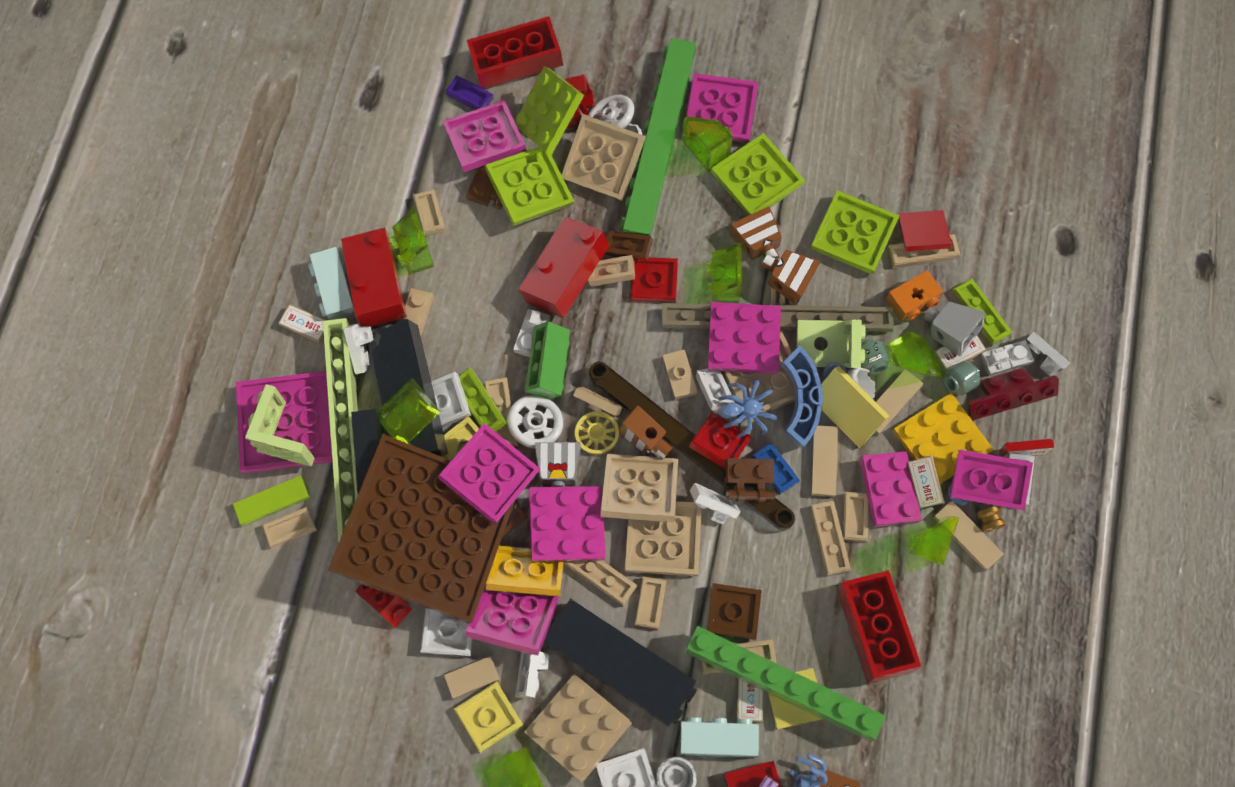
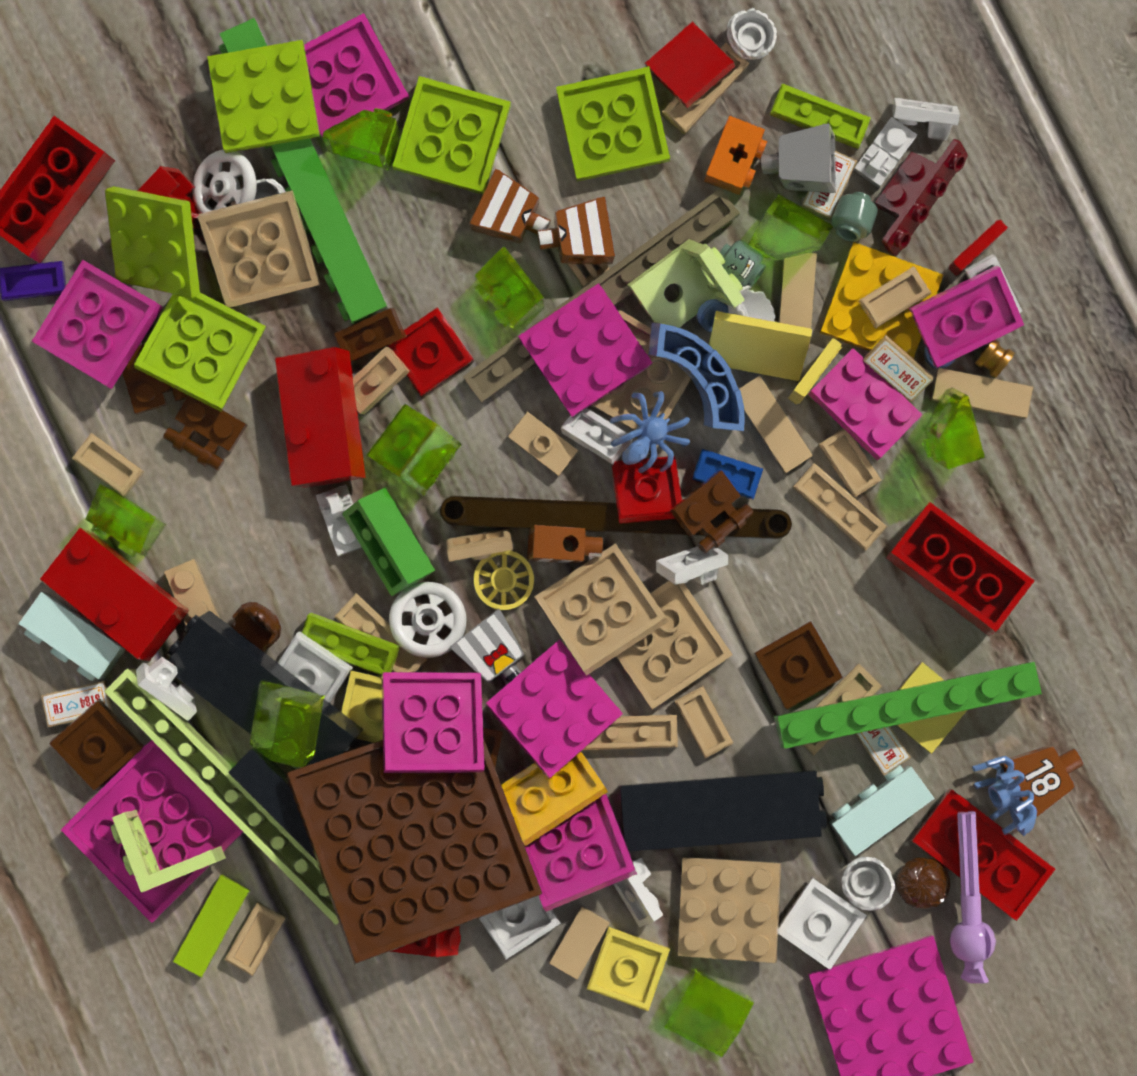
camera: 40 degrees left, 15 degrees up
(295, 350) = (96, 744): none -> reddish brown plate
(437, 352) = (257, 624): none -> reddish brown hair
(503, 232) = (211, 423): none -> reddish brown plate
(603, 324) = (414, 449): none -> clear neon green slope
(669, 82) = (263, 96): none -> lime plate
(873, 444) = (815, 371): none -> light yellow tile
(953, 438) = (894, 297): none -> tan tile
(972, 238) = (751, 34): none -> white hair

